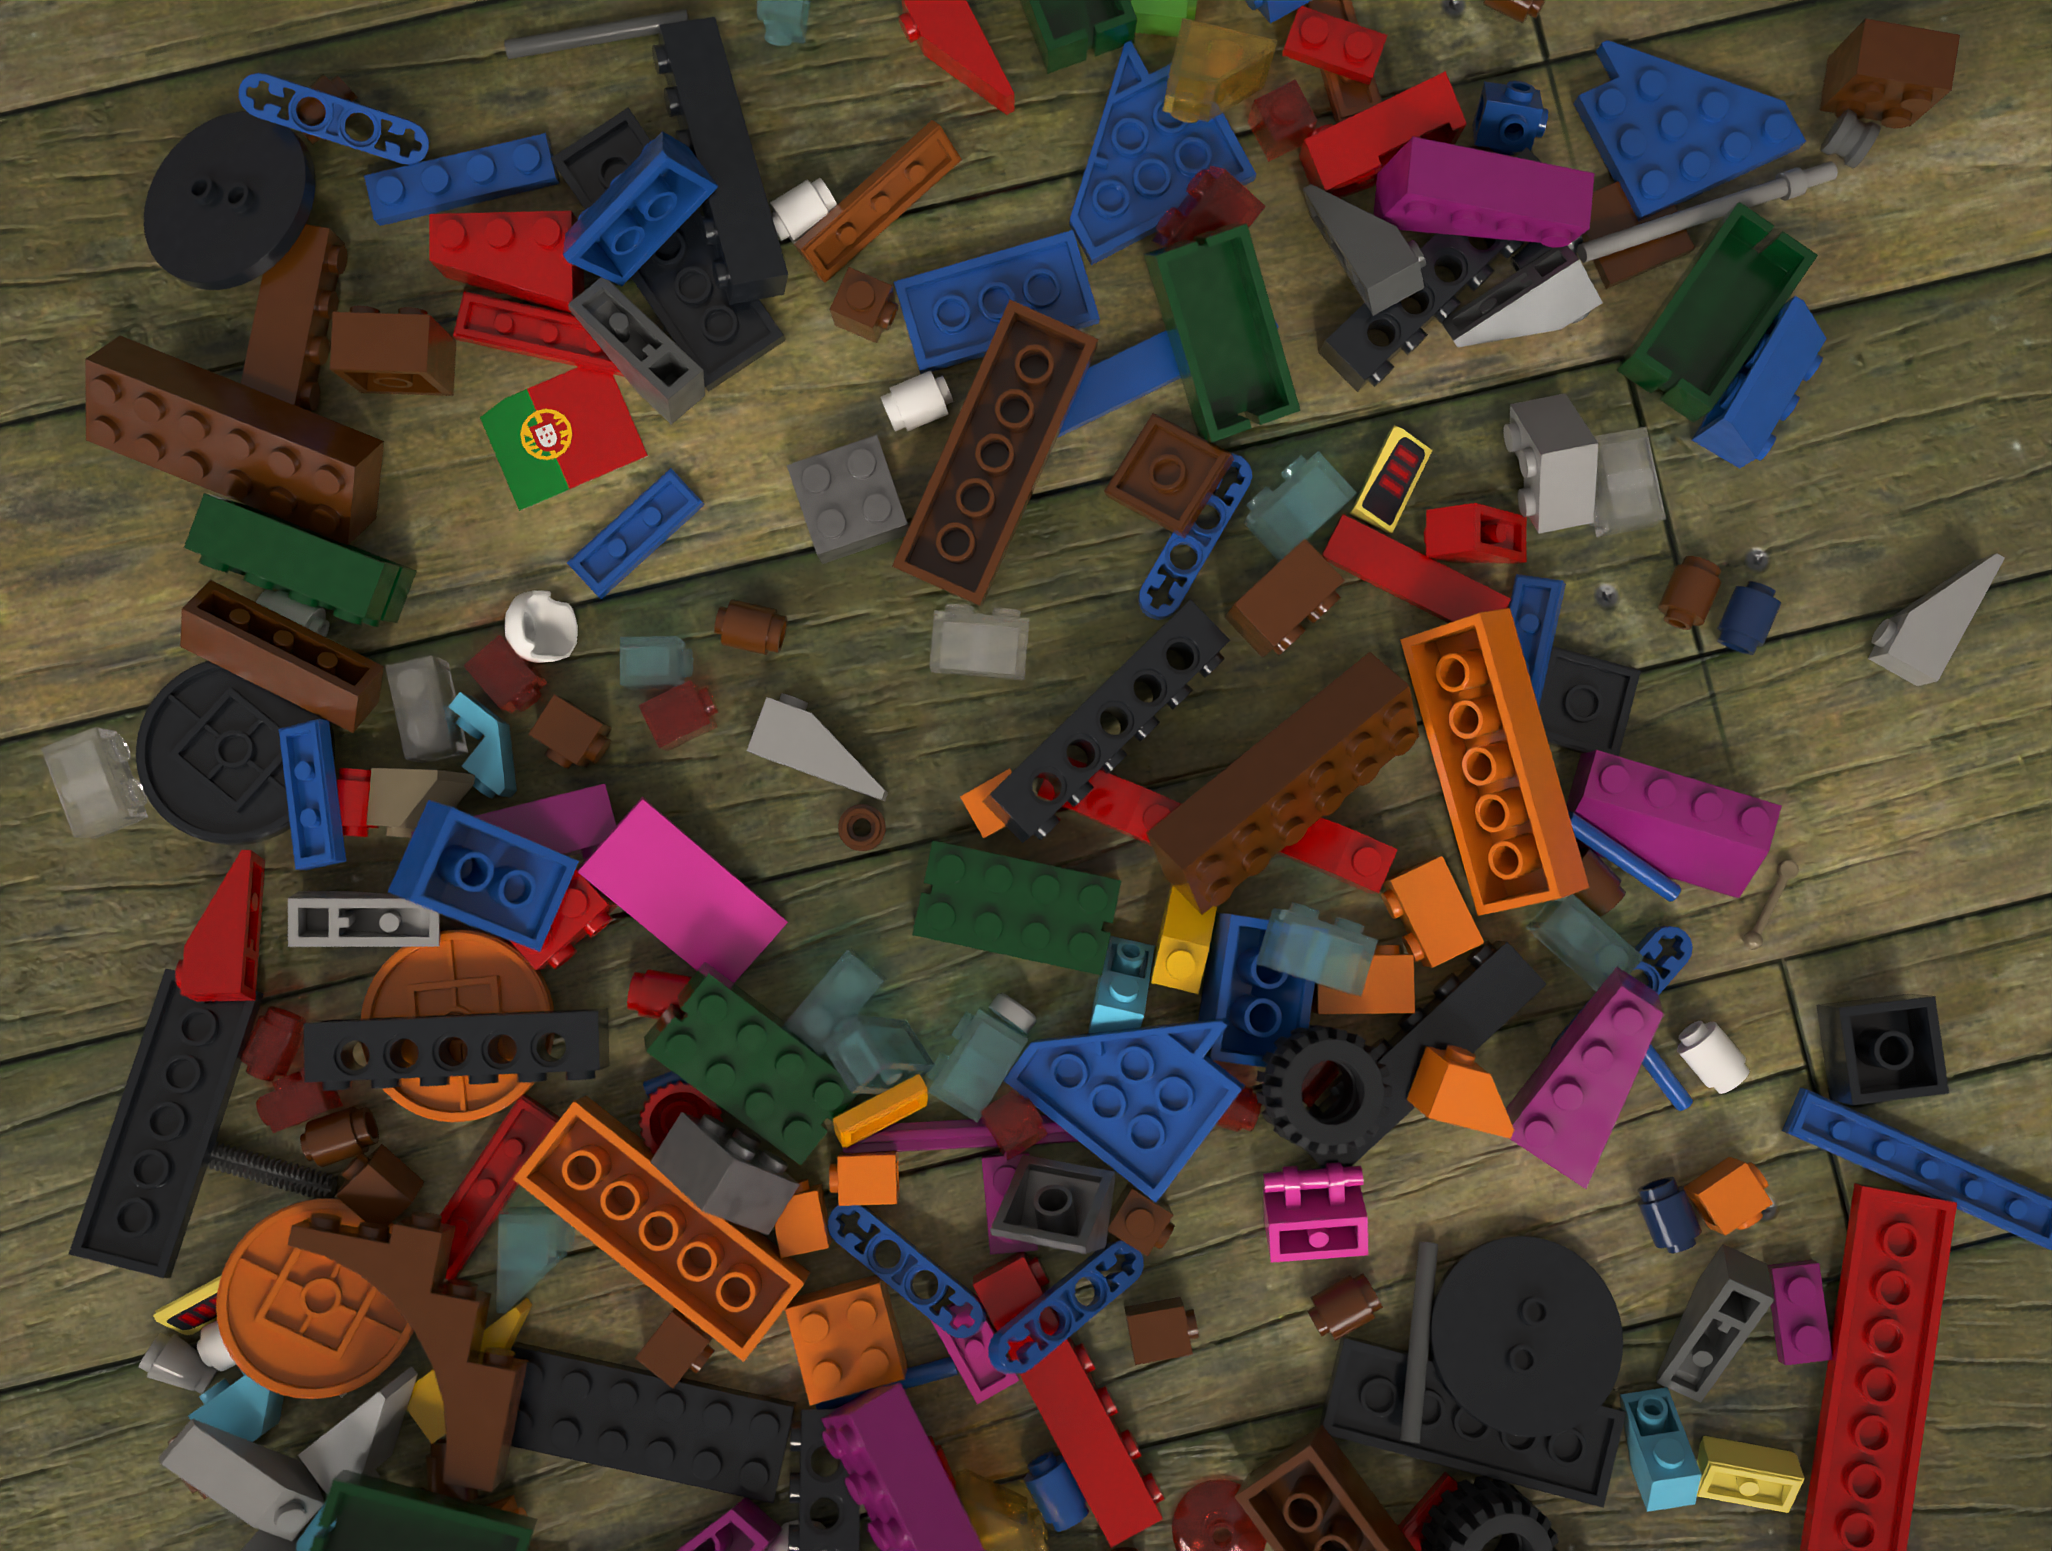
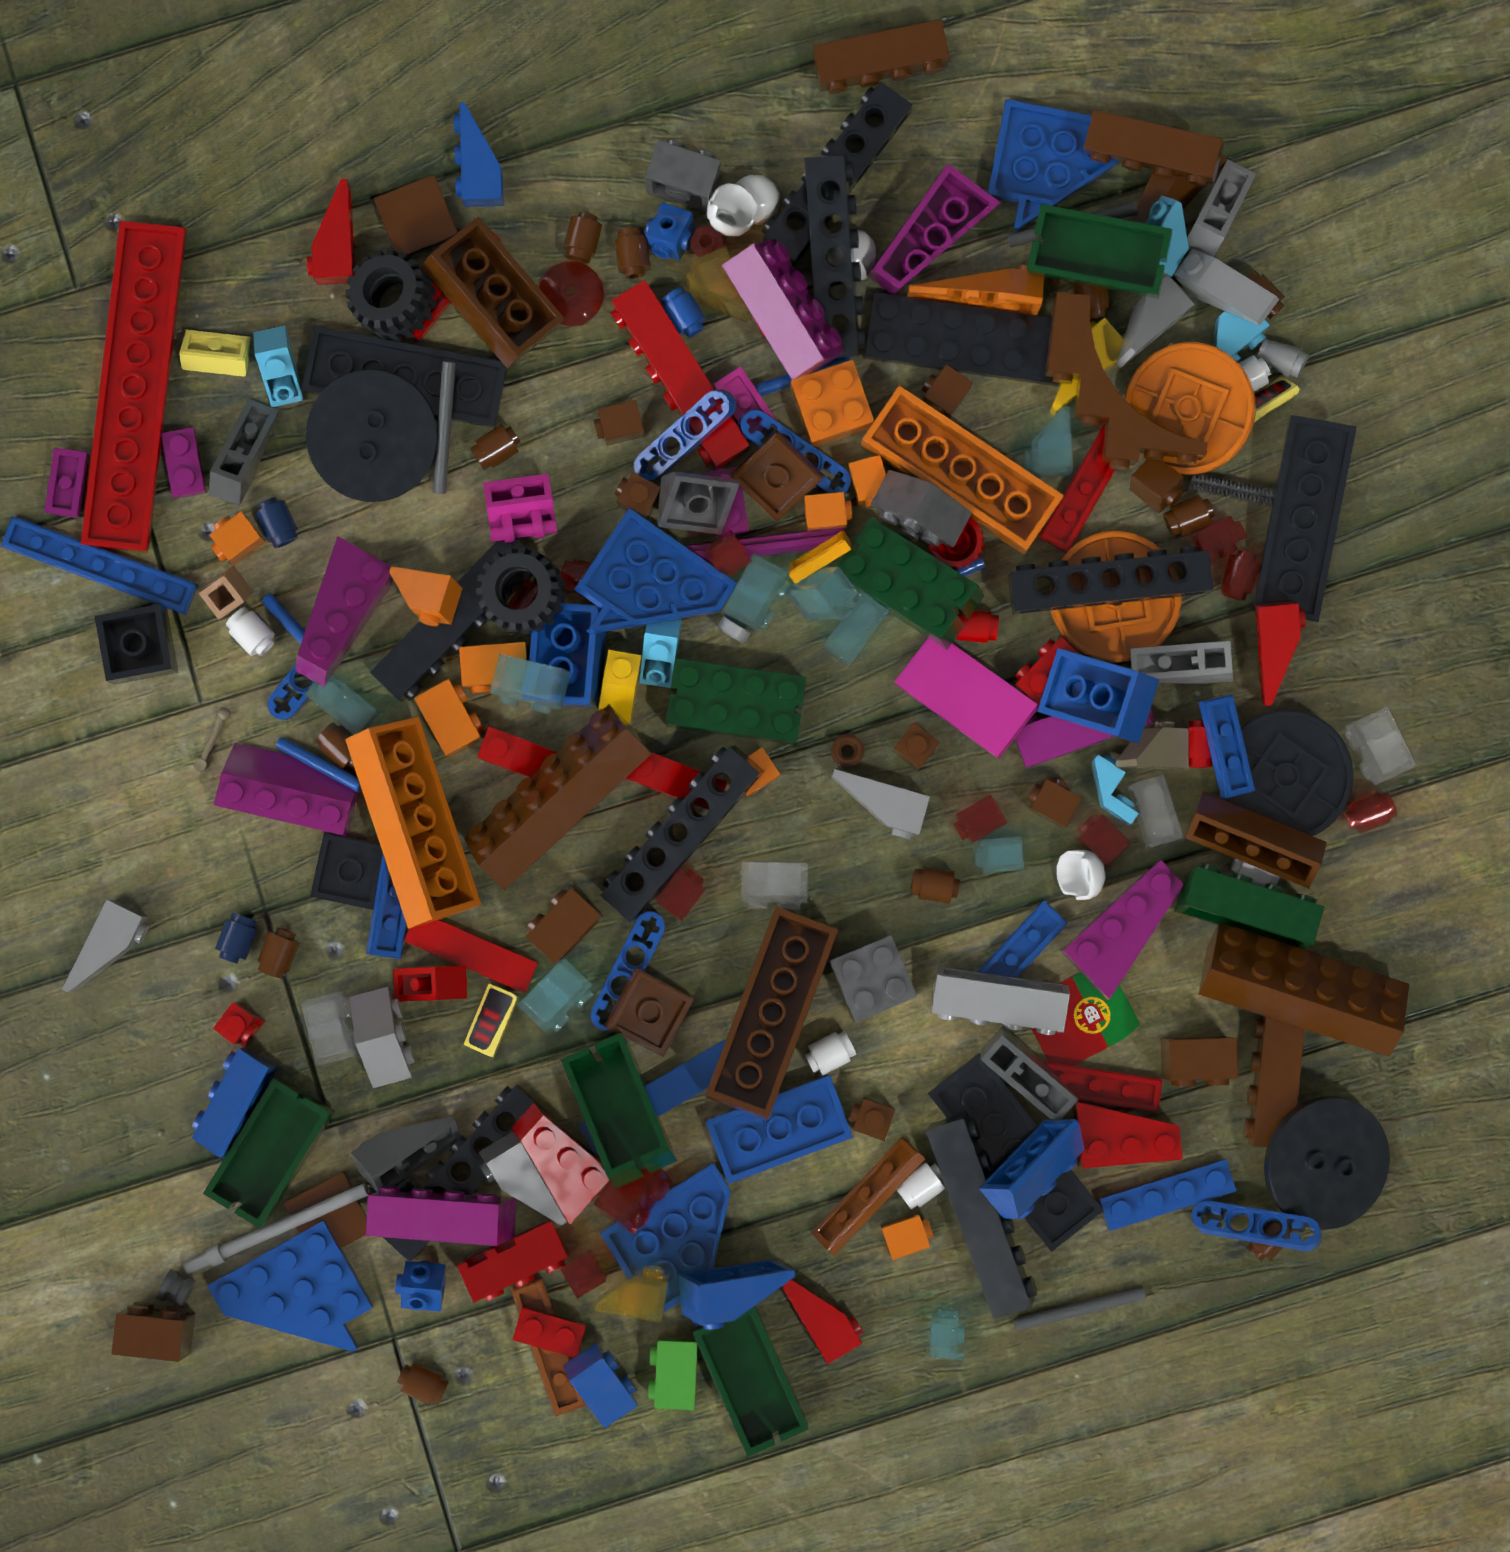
camera: 175 degrees right, 0 degrees up
(119, 688) = (1370, 812): none -> clear red brick
(486, 547) = (1118, 934): none -> magenta wedge
(584, 1494) = (998, 290): none -> orange wedge
(670, 457) = (1000, 1000): none -> light grey brick
(762, 825) = (915, 746): none -> reddish brown brick
(828, 143) = (907, 1235): none -> orange brick
(934, 1236) = (777, 475): none -> reddish brown tile
(1077, 73) = (729, 1291): none -> blue slope
(1112, 637) = (682, 893): none -> clear red brick
(1310, 271) = (564, 1163): none -> wedge
(1750, 1116) = (225, 592): none -> medium nougat brick
(1751, 496) = (238, 1024): none -> red brick
(1973, 1294) = (66, 483): none -> magenta plate

